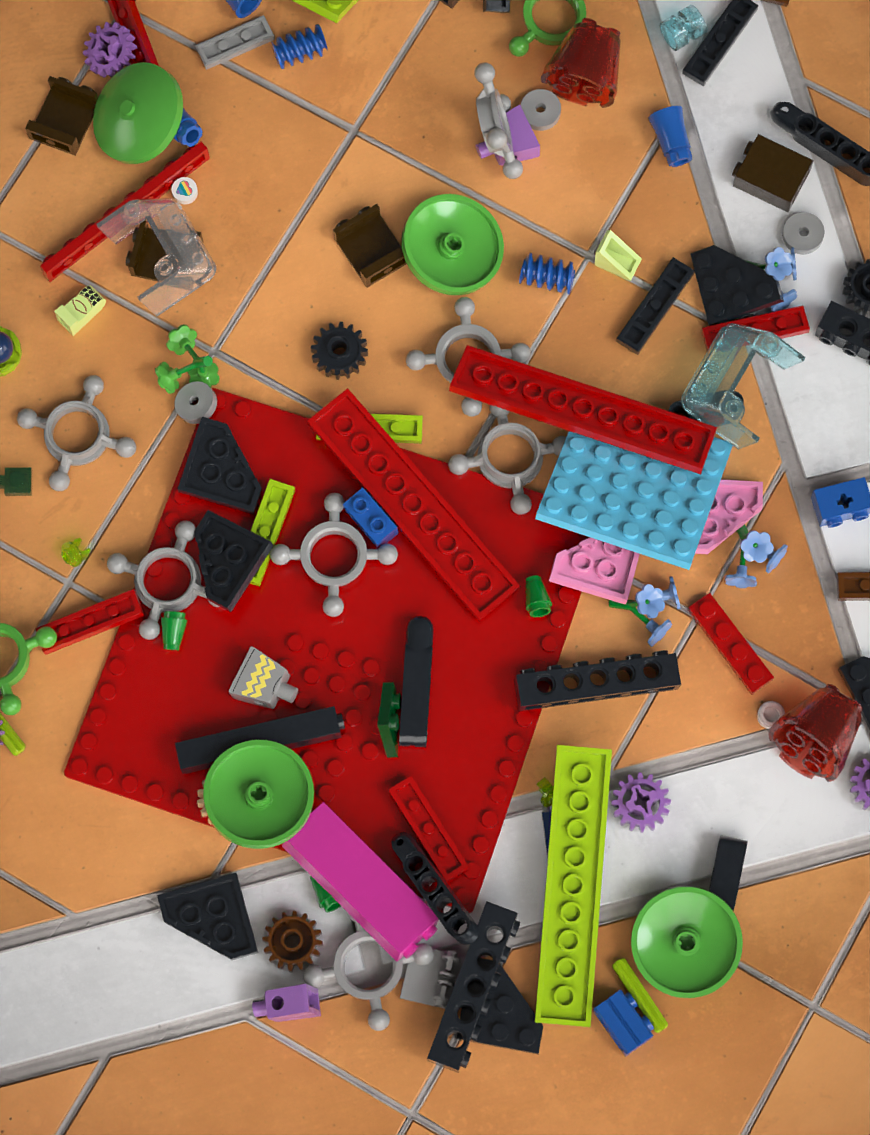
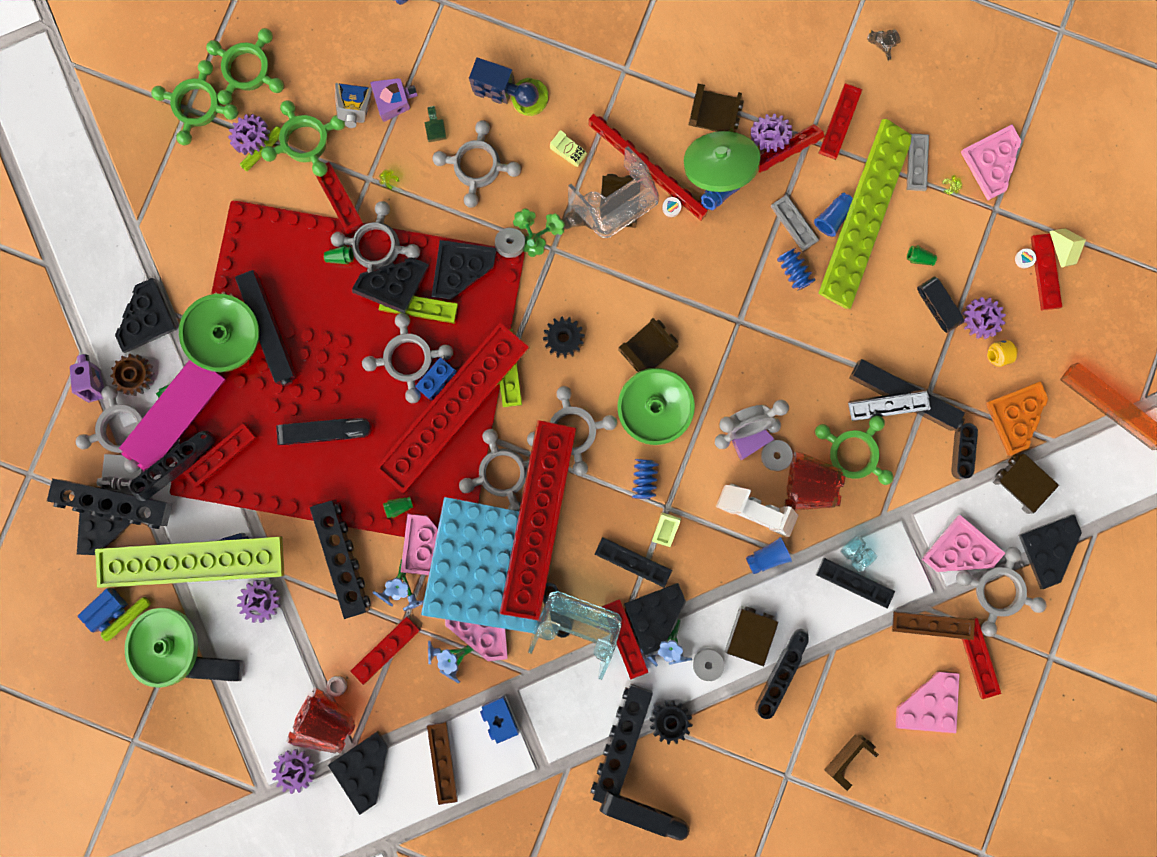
camera: 80 degrees right, 10 degrees up
(180, 312) = (573, 219): none -> clear smoke animal
(262, 681) = (309, 323): light grey torso -> none
(388, 718) = (291, 415): dark green wing -> none
(547, 792) = (260, 533): clear neon green plate -> none
(603, 143) = (737, 501): none -> white wedge

